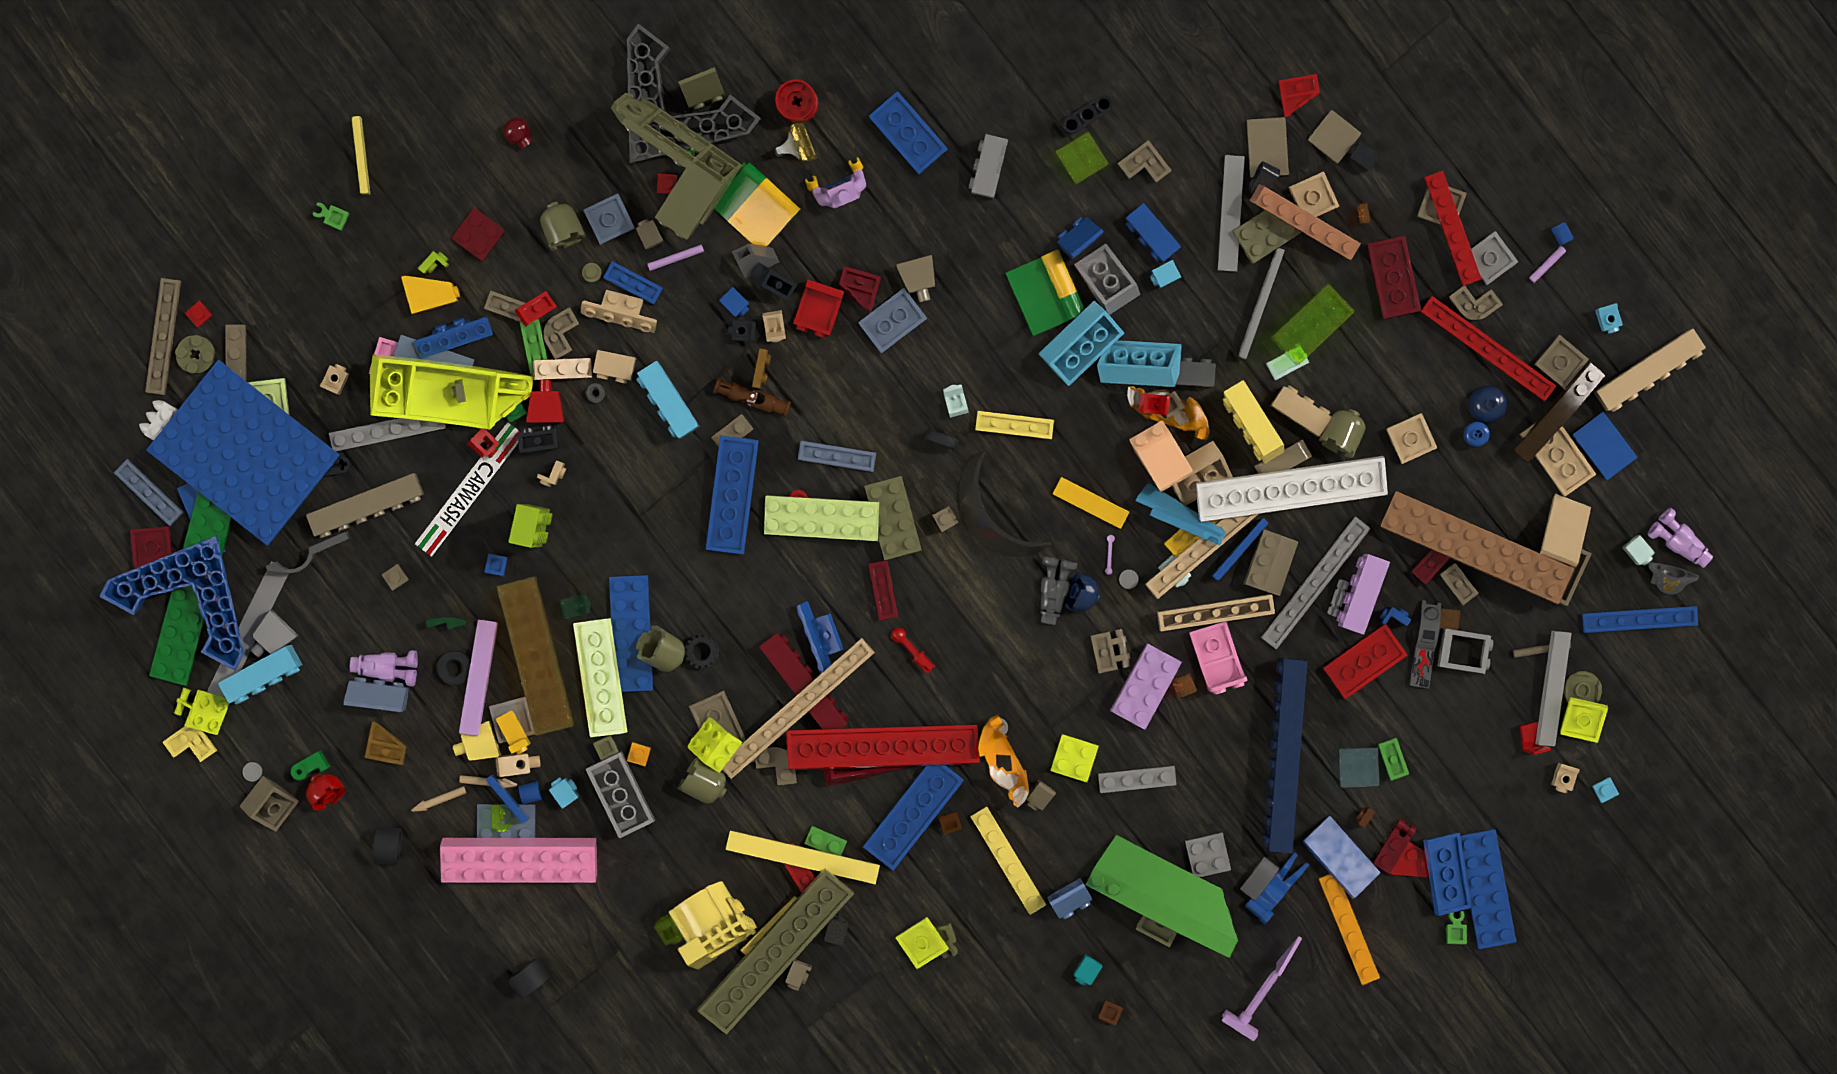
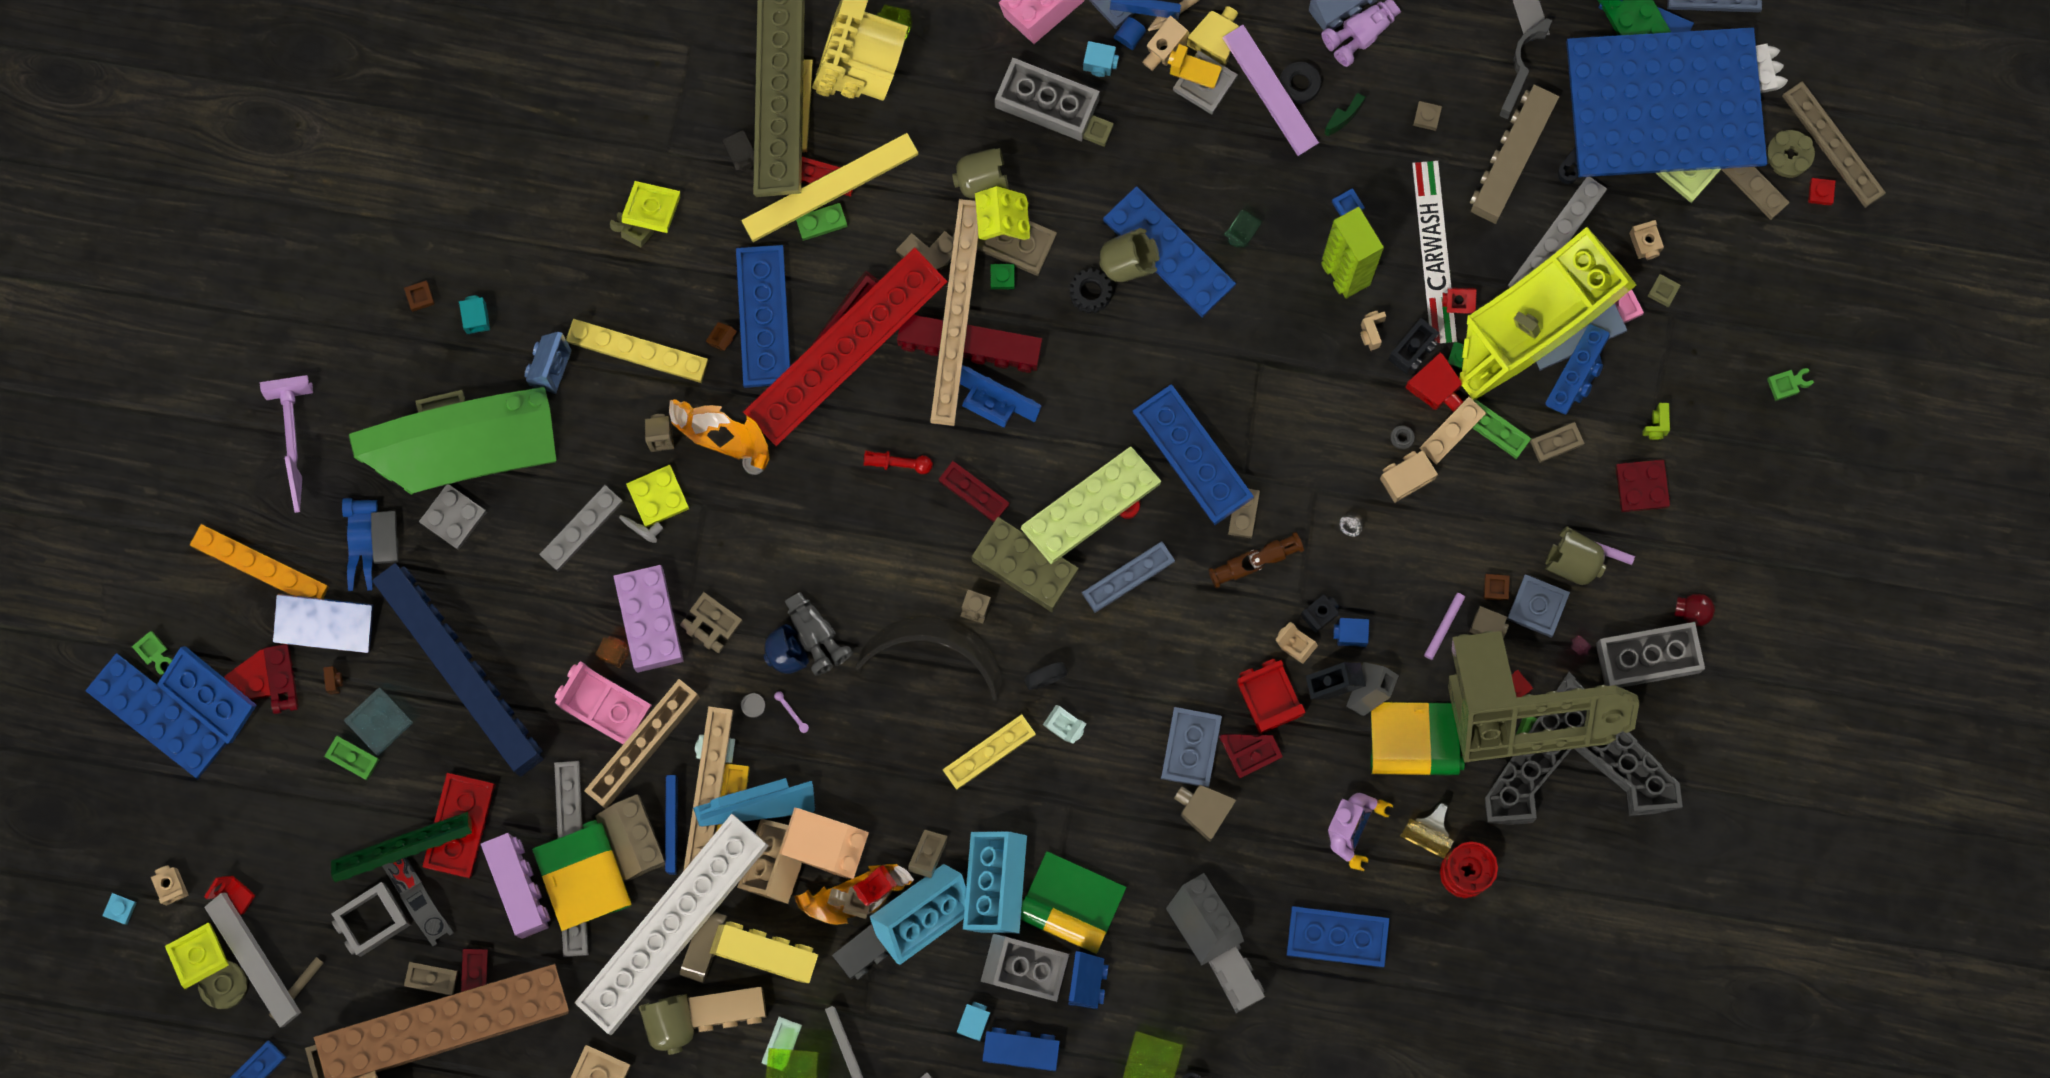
camera: 145 degrees right, 10 degrees down
(353, 339) = (1664, 290): none -> olive plate
(360, 155) = (1815, 460): light yellow tile -> none
(429, 294) = (1637, 390): yellow slope -> none
(534, 210) = (1617, 554): none -> lavender piece
(535, 309) = (1528, 462): red plate -> none
(535, 655) = (1237, 154): clear yellow brick -> none
(555, 331) = (1490, 457): dark tan plate -> none
(571, 129) = (1650, 655): none -> light grey brick
(591, 272) = (1508, 543): olive plate -> none
(600, 677) = (1161, 186): yellowish green plate -> none
(605, 173) = (1580, 645): none -> clear pink plate
(620, 310) = (1450, 532): tan bracket -> none
(623, 252) = (1496, 587): none -> reddish brown plate
(633, 282) = (1461, 568): blue tile -> none
(639, 754) = (1063, 152): light orange plate -> none
(668, 400) = (1331, 486): medium azure brick -> none
(674, 367) = (1351, 524): none -> clear smoke tile
(702, 89) = (1566, 800): olive slope -> none
(746, 708) = (1002, 276): none -> green plate
(762, 361) = (1267, 583): pearl gold plate -> none
(797, 974) = (741, 83): dark tan brick -> none
(979, 211) = (1204, 920): none -> dark grey slope
(1091, 502) = (852, 744): yellow tile -> none
(1102, 745) = (647, 534): none -> light grey bar
(1105, 396) = (927, 853): none -> dark tan plate
(1319, 565) = (582, 876): none -> yellow door
(1338, 598) = (528, 846): light grey axle -> none
(1400, 615) = (463, 897): blue bracket -> none
(1410, 677) = (401, 847): none -> dark green plate
(1449, 619) = (411, 938): clear orange tile -> none

